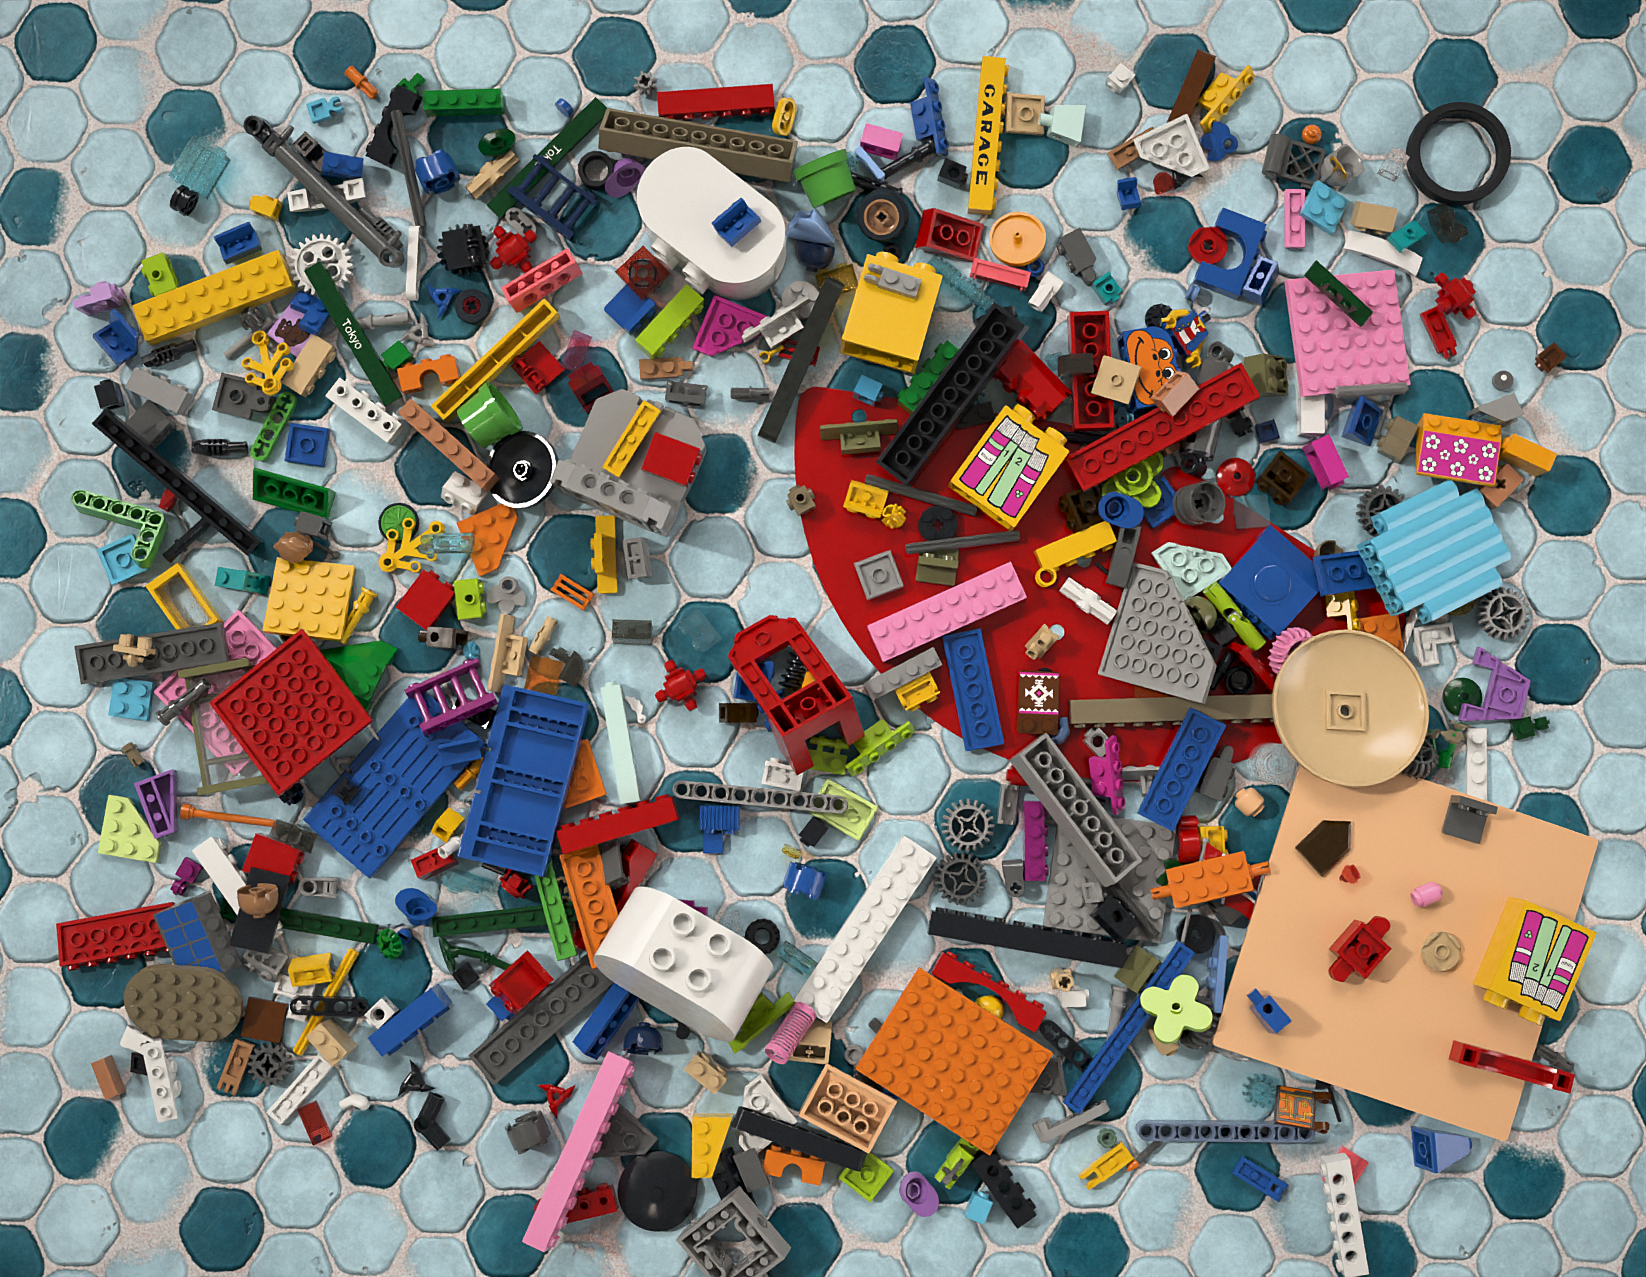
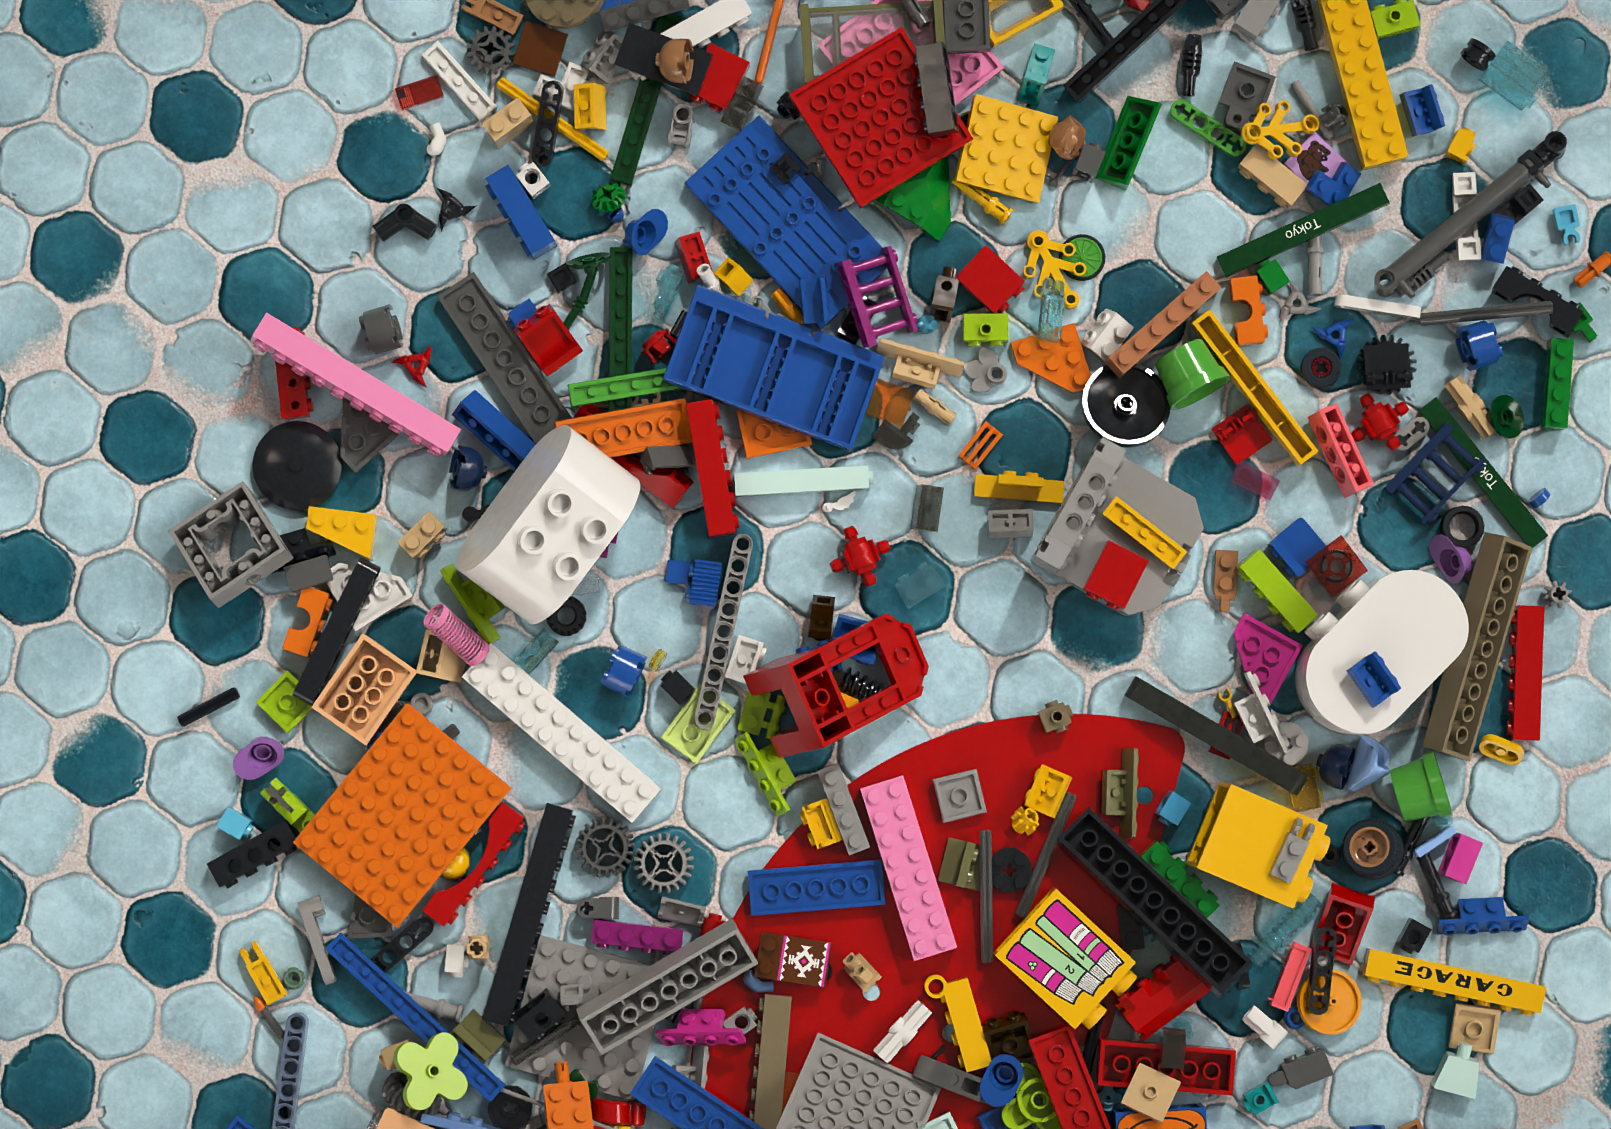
camera: 90 degrees right, 0 degrees up
(260, 665) = (937, 89): none -> black brick
(307, 445) = (1182, 163): blue tile -> none
(318, 248) = (1406, 200): white gear -> none
(365, 411) = (1213, 234): white brick -> none
(585, 381) = (1219, 487): dark red piece -> none
(686, 393) = (1193, 600): dark grey hinge -> none
(749, 393) = (1185, 673): dark grey axle -> none
(879, 1243) = (208, 707): none -> black axle
(992, 243) = (1317, 970): none -> black beam

